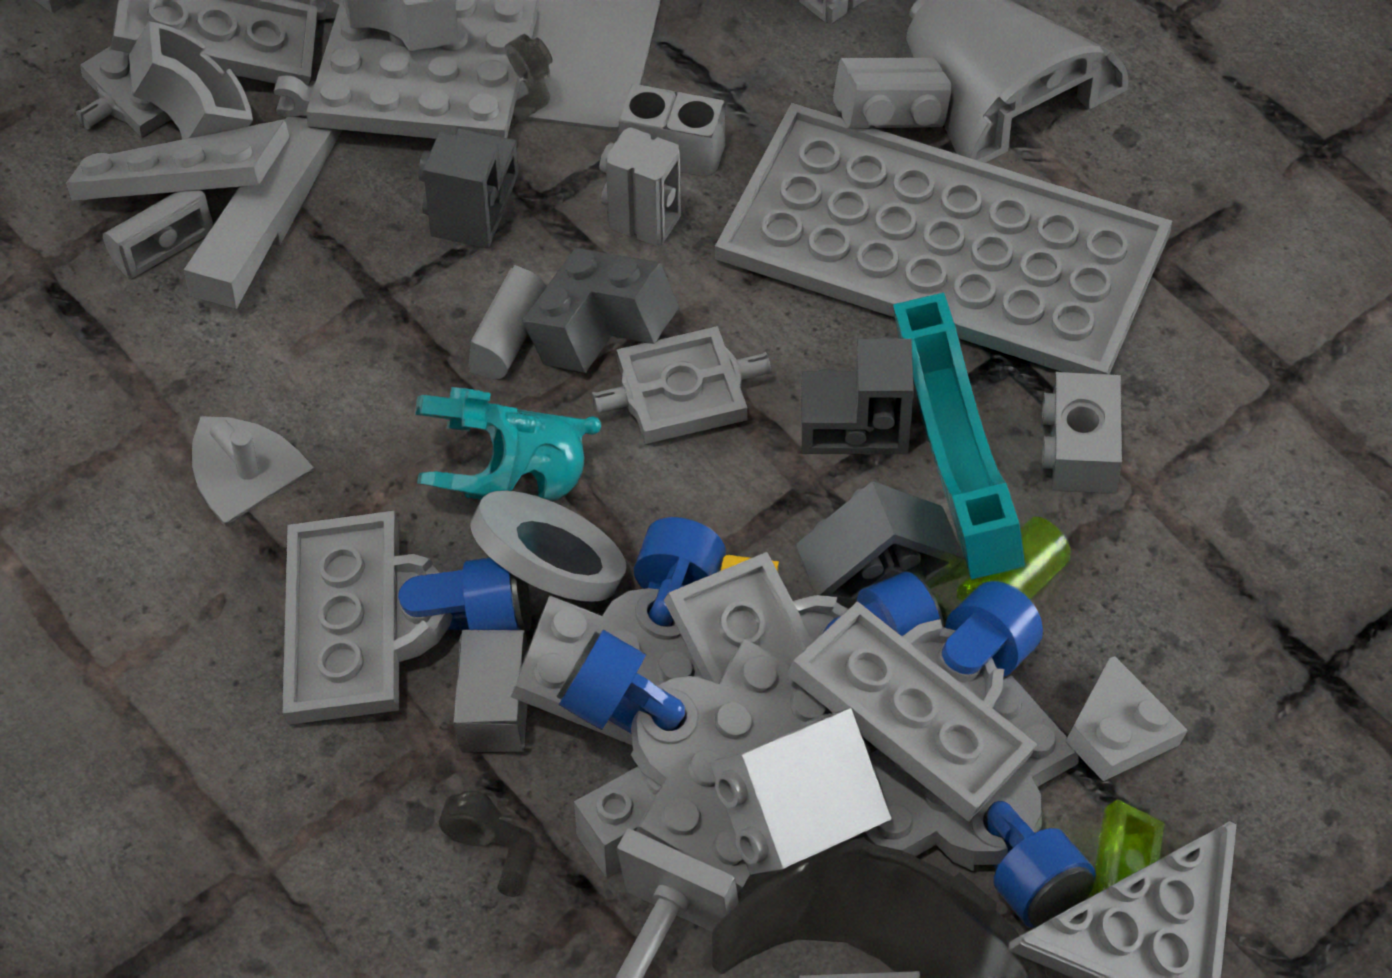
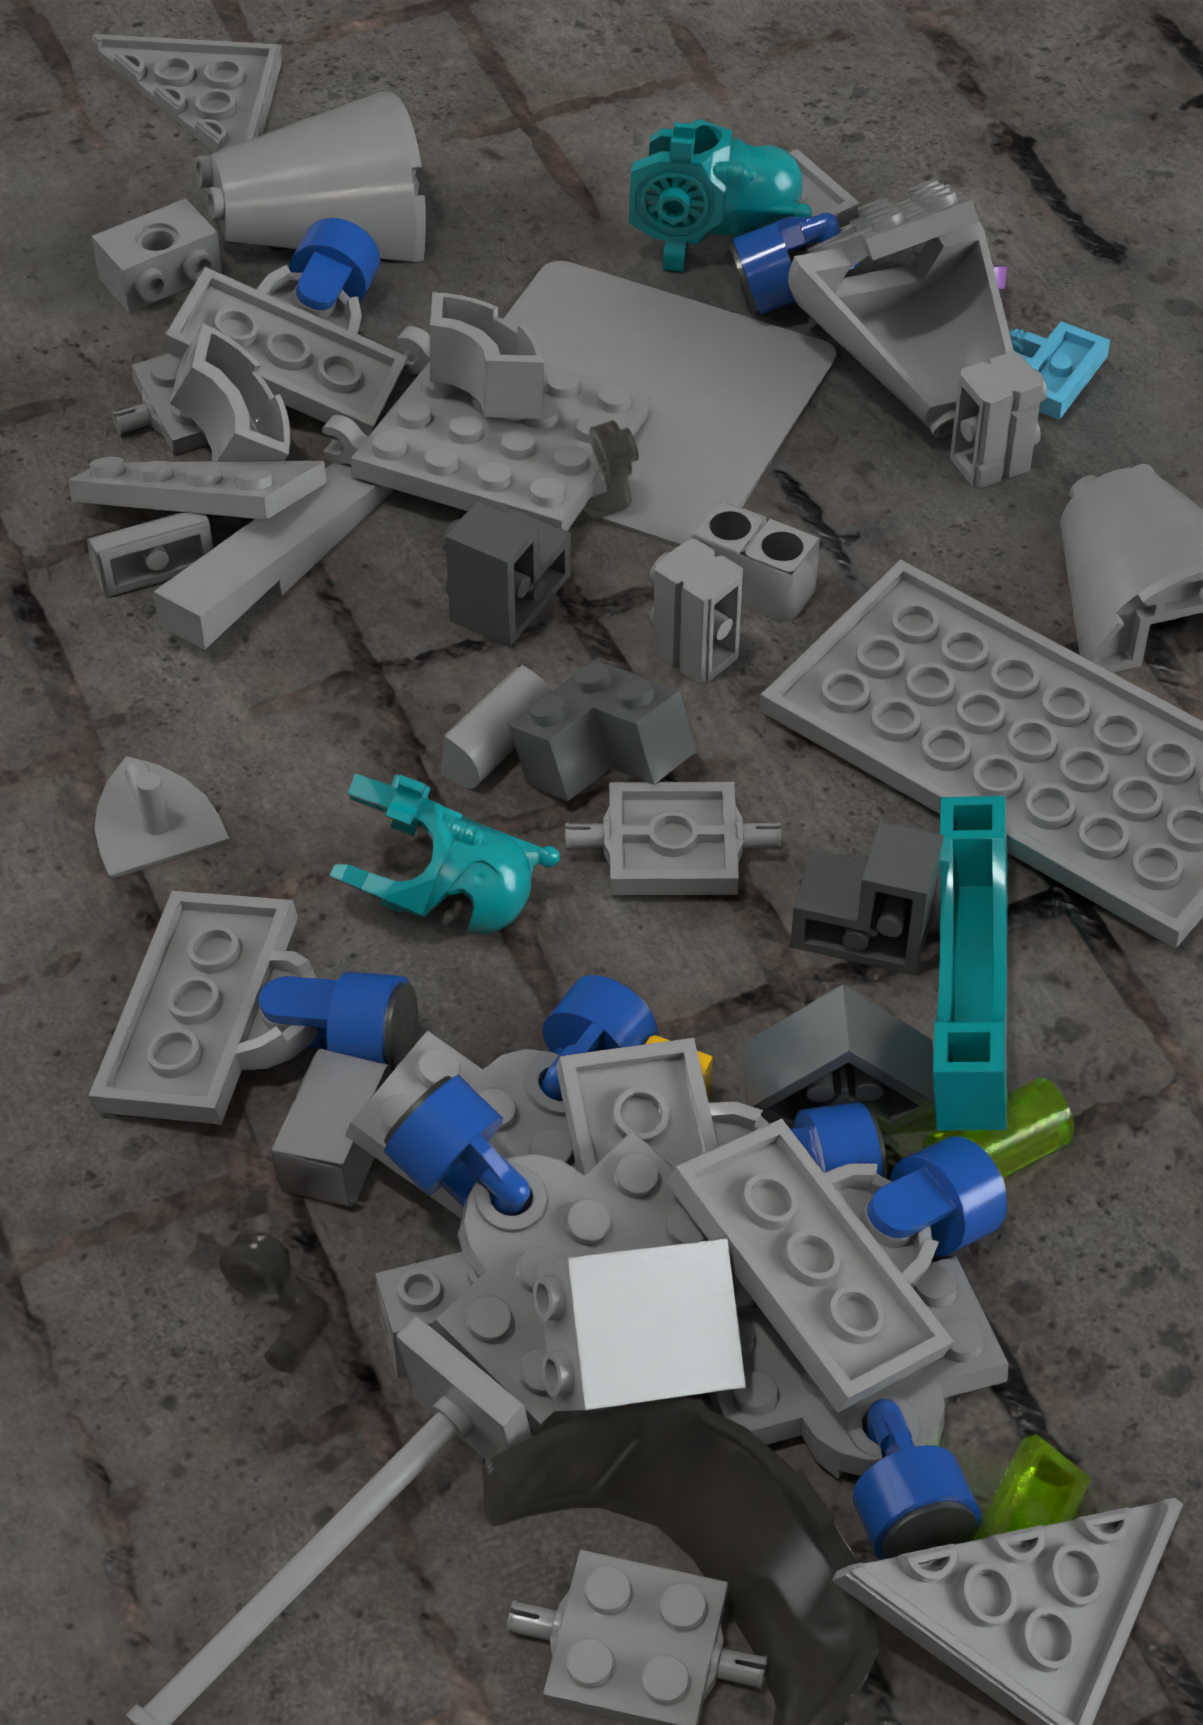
camera: 15 degrees right, 5 degrees down
(548, 546) = (450, 977): light grey piece -> none
(891, 92) = (1019, 570): light grey brick -> none
(1091, 458) = (1131, 996): light grey brick -> none
(1122, 724) = (1073, 1347): light grey wing -> none

